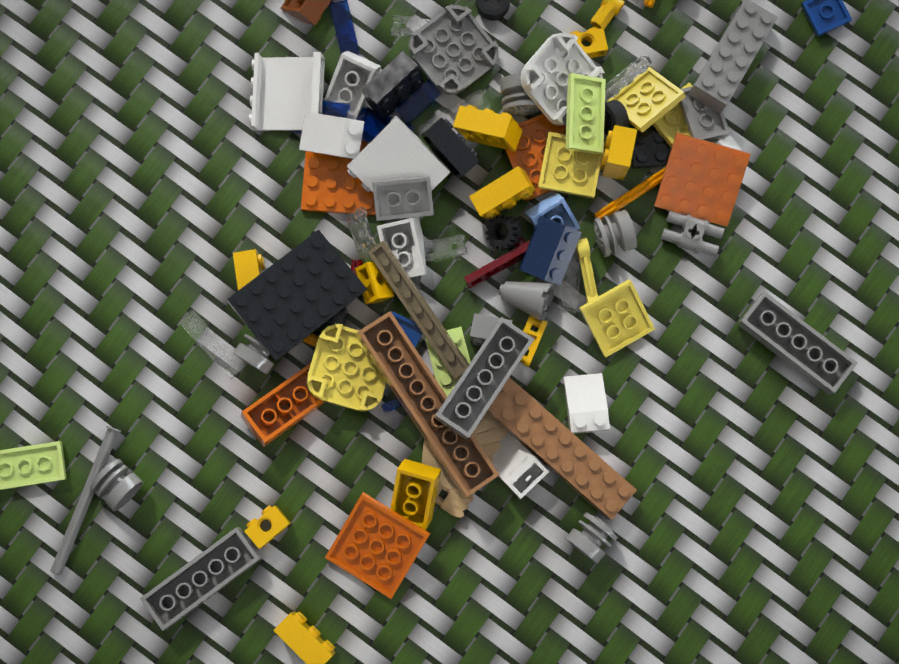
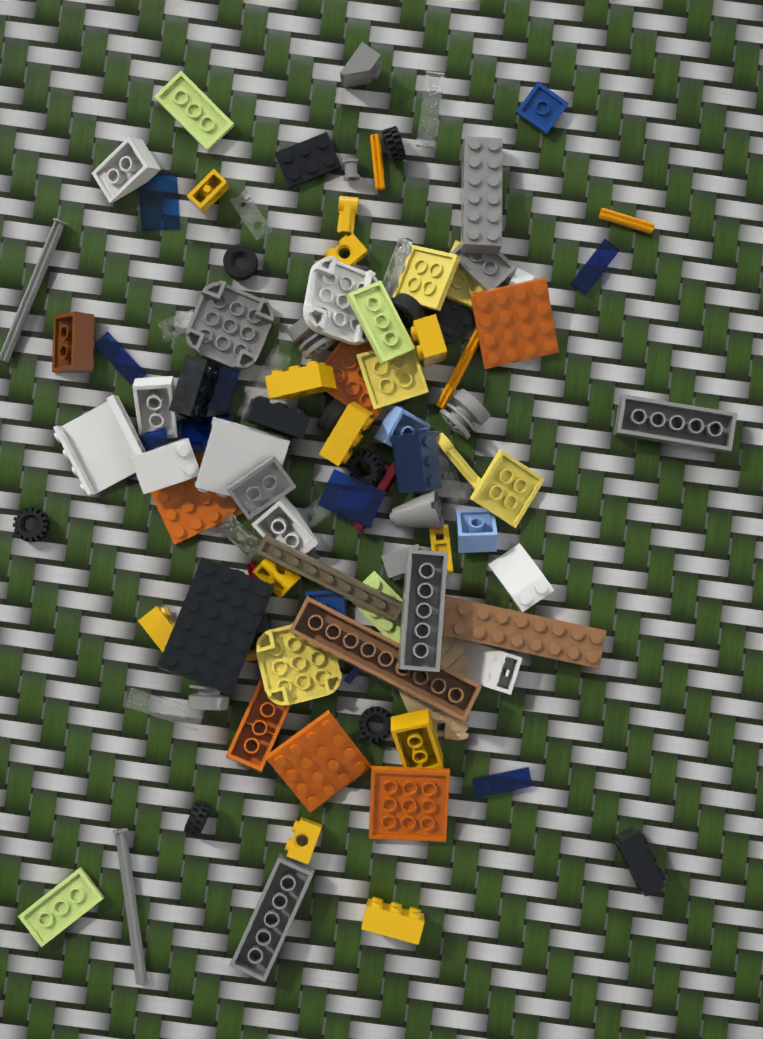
camera: 30 degrees left, 5 degrees up
(113, 482) = (151, 878): light grey wheel -> none
(181, 118) = (20, 524): none -> black tyre
(186, 455) = (197, 818): none -> black tyre
(319, 463) = (318, 761): none -> orange plate
(376, 456) = (375, 735): none -> black tyre
(470, 574) = (502, 782): none -> clear blue tile
(476, 252) = (352, 498): none -> clear blue piece
(496, 171) = (331, 416): none -> black tyre
(569, 341) = (476, 531): none -> light blue slope
(591, 537) = (590, 693): light grey wheel -> none
(700, 227) = (537, 366): light grey pin -> none
(799, 171) = (595, 267): none -> clear blue tile
(848, 146) = (627, 221): none -> light orange axle

